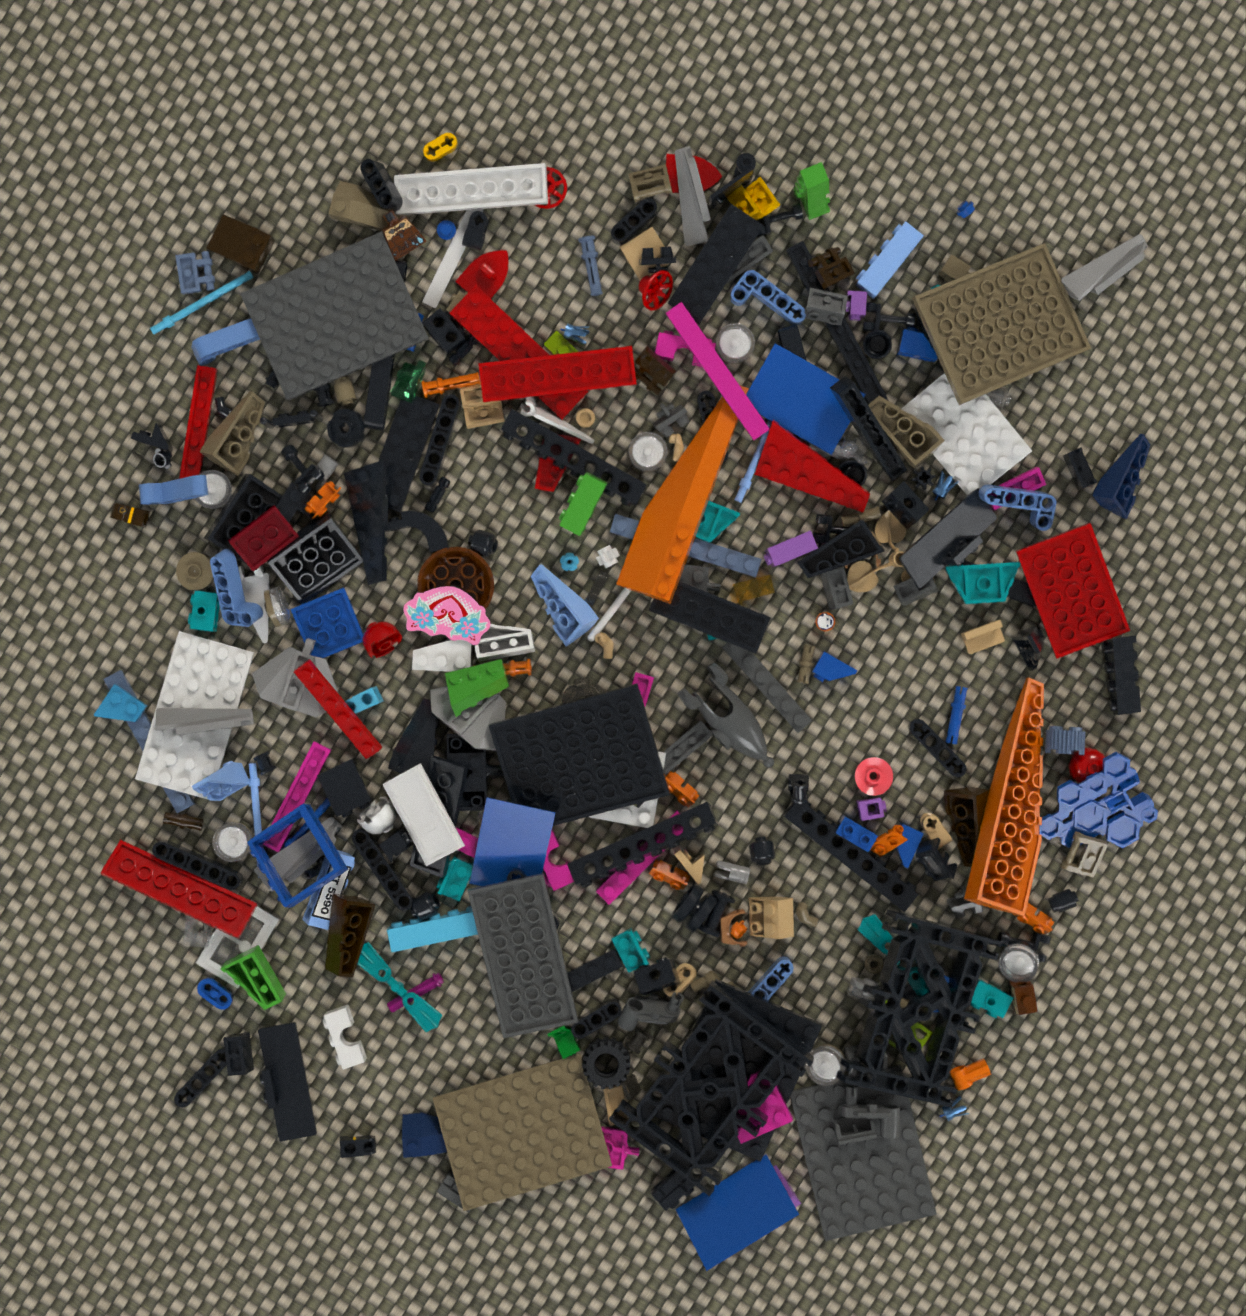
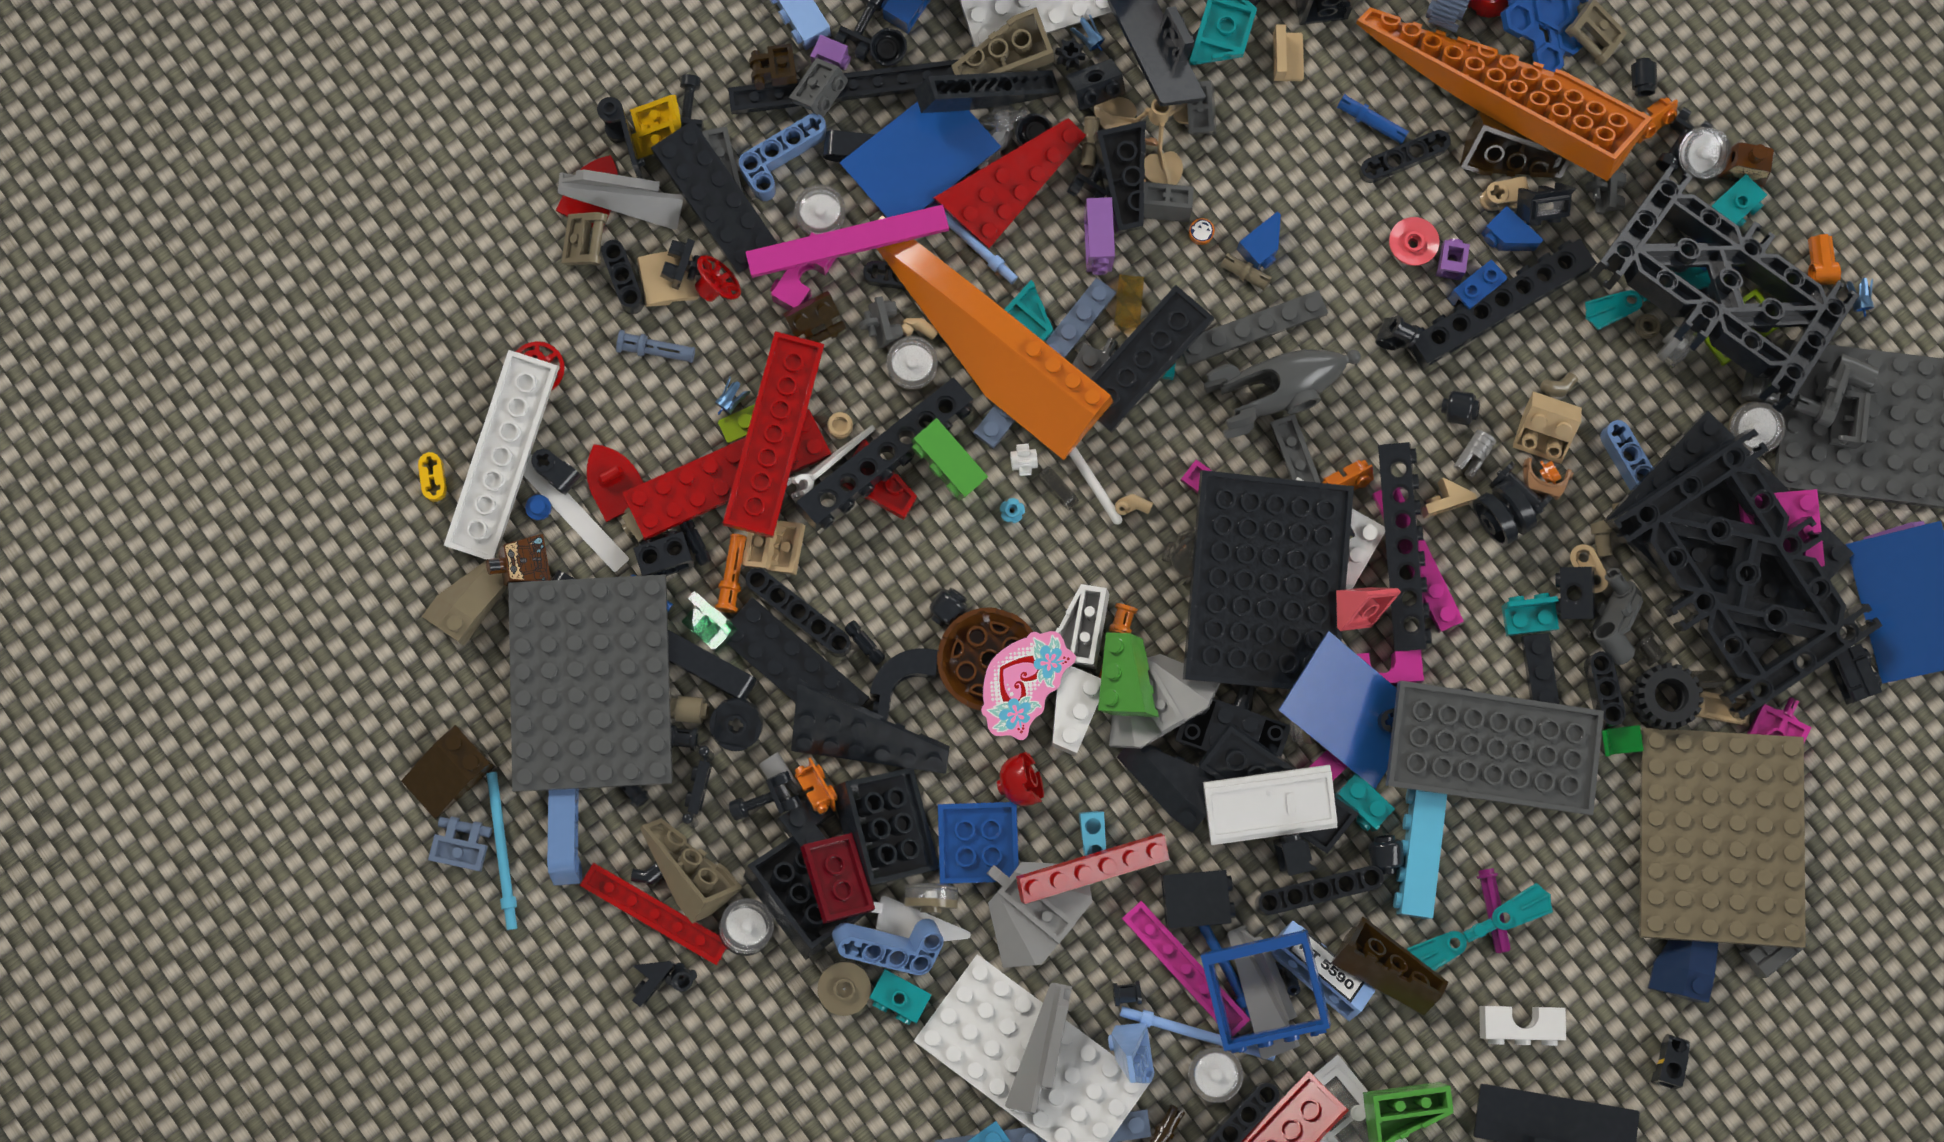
camera: 80 degrees left, 10 degrees down
(130, 515) = (737, 1049): dark brown leg -> none
(174, 490) = (730, 971): medium blue beam -> none
(375, 179) = (439, 570): black beam -> none
(378, 817) = (1249, 869): white cylinder -> none
(568, 610) = (1069, 535): light blue wedge -> none
(589, 830) = (1362, 606): none -> coral slope
(676, 879) = (1460, 524): orange hinge -> none
(812, 188) = (672, 50): bright green wedge -> none
(888, 841) = (1502, 244): orange hinge -> none

